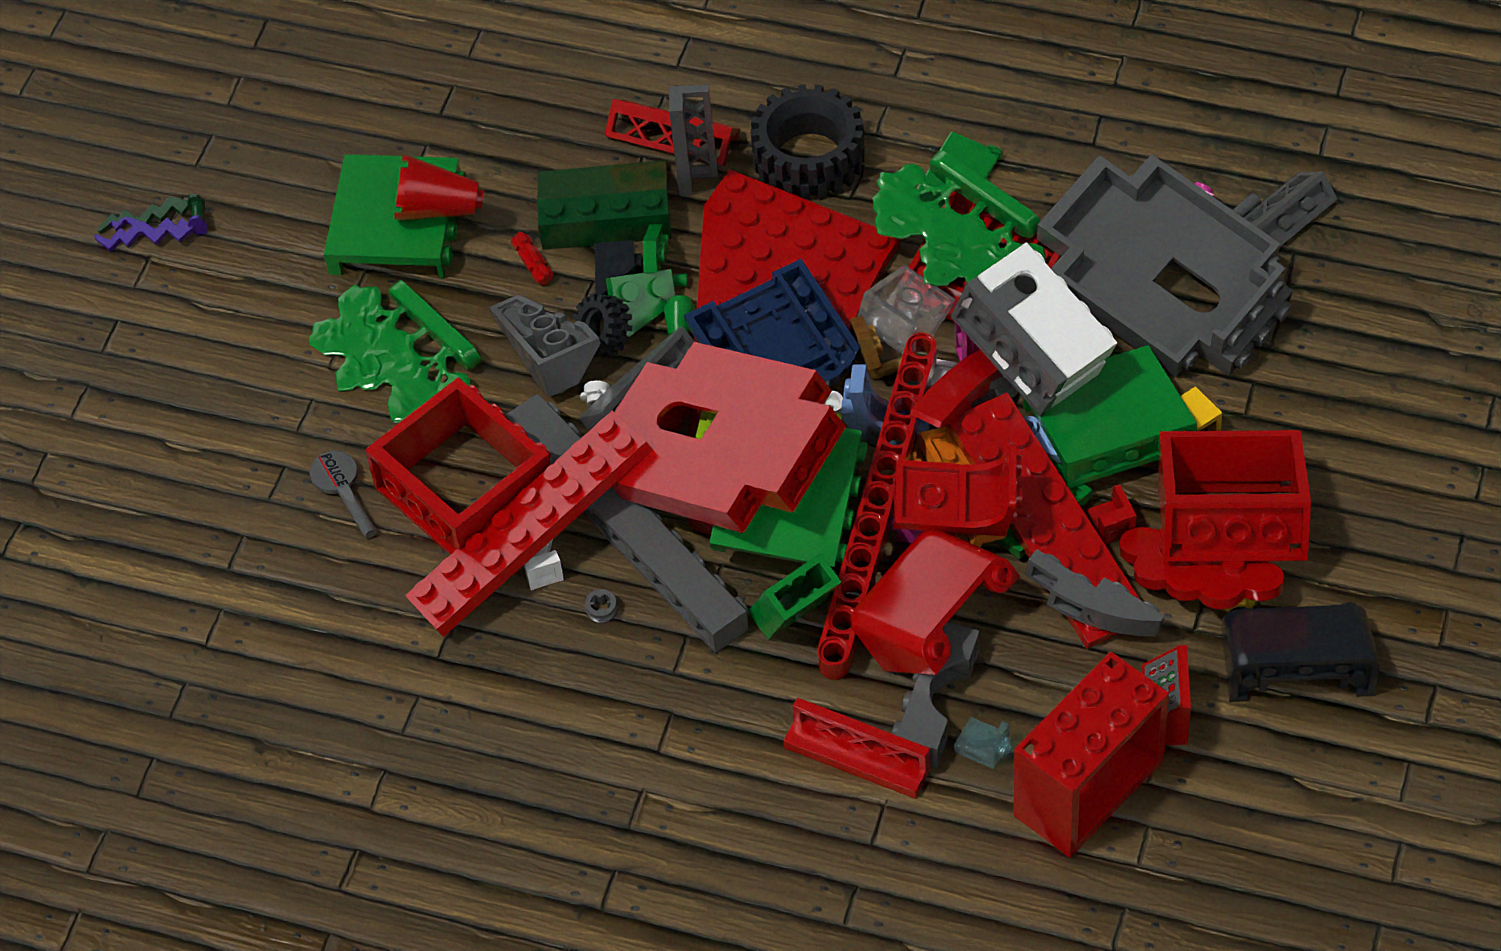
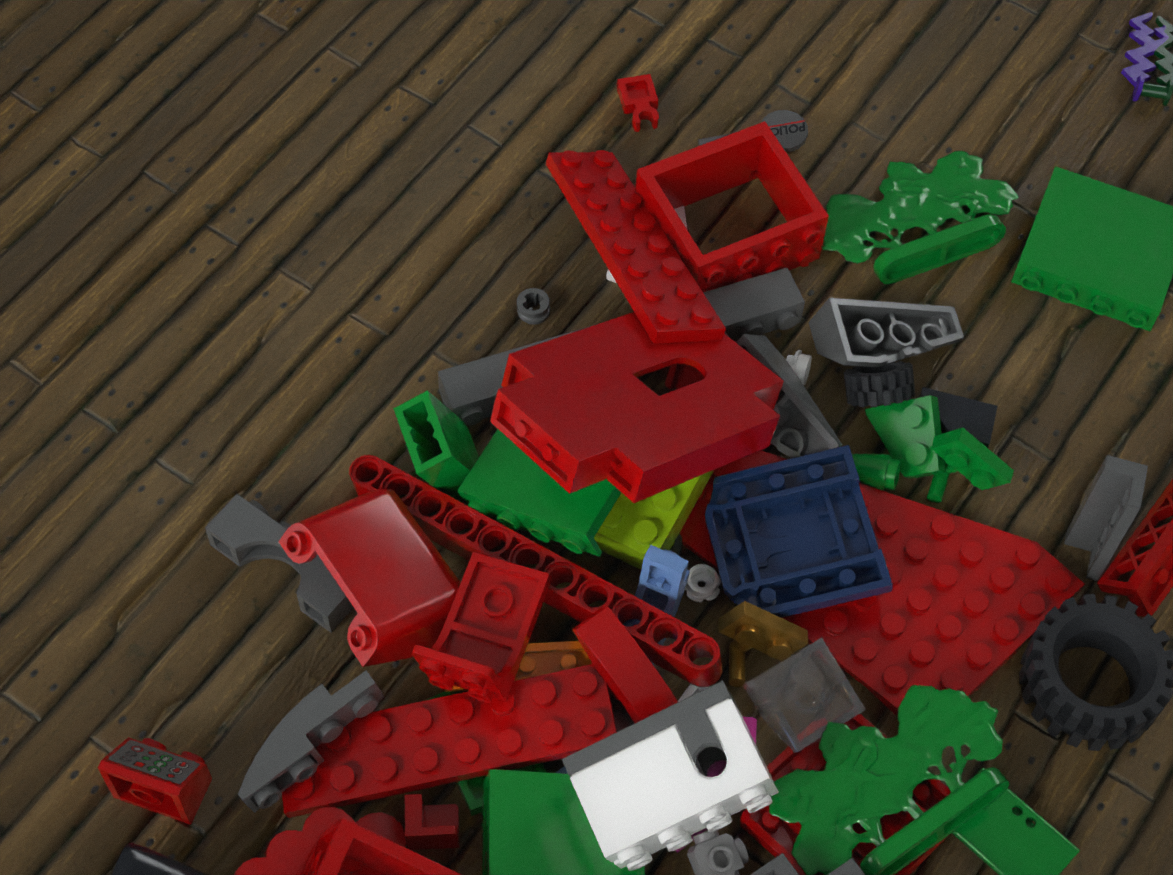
camera: 100 degrees right, 5 degrees up
(332, 594) = (640, 98): none -> red plate
(434, 192) = (1100, 255): red cone -> none
(532, 258) = (1008, 359): red axle -> none
(543, 570) = (592, 265): white plate -> none
(602, 204) = (1064, 435): dark green slope -> none
(858, 748) = (260, 467): red fence -> none
(984, 742) = (210, 591): clear light blue bracket -> none
(1090, 754) = (98, 644): red window -> none

